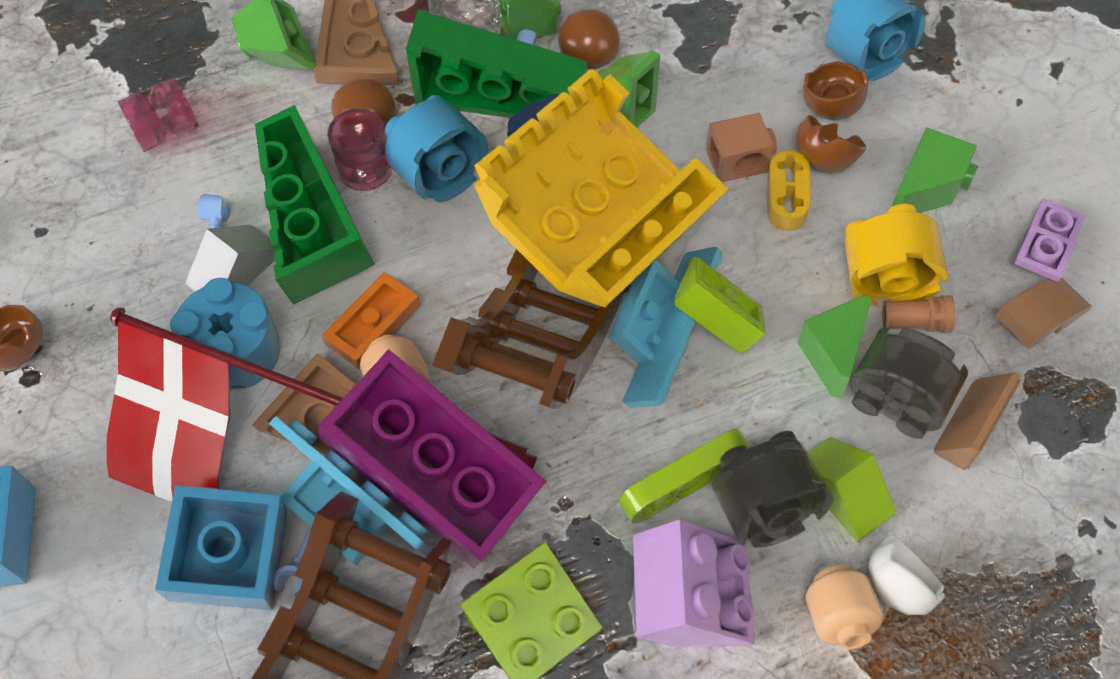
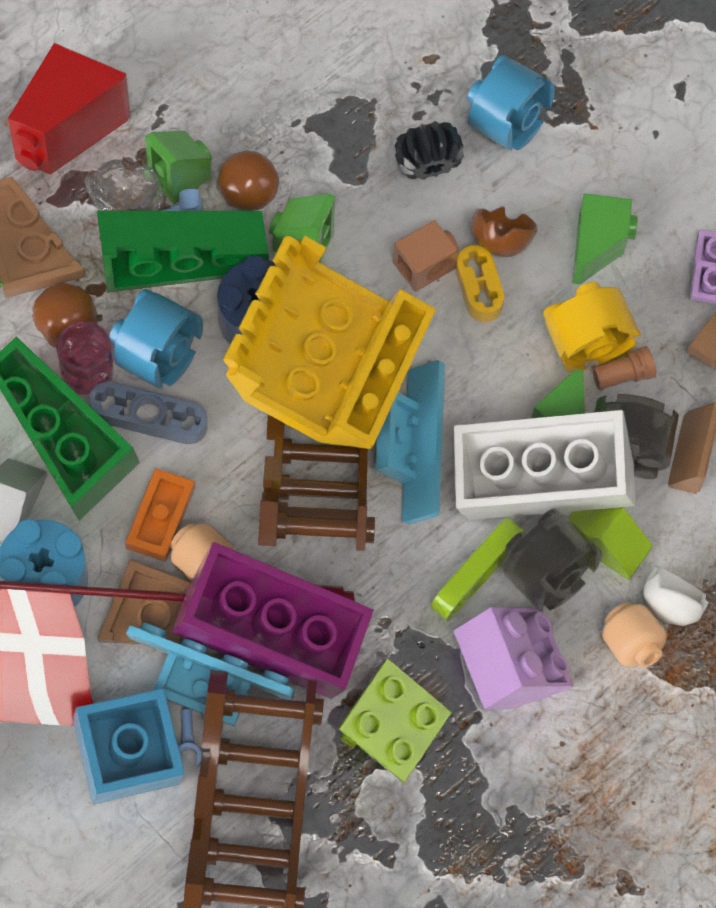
camera: 25 degrees left, 5 degrees up
(410, 237) = (180, 411): none -> sand blue beam
(720, 306) = (449, 406): lime slope -> none
(776, 51) = (429, 150): none -> black gear
(798, 379) = (543, 465): none -> white slope
(835, 90) = (492, 173): dark orange hair -> none

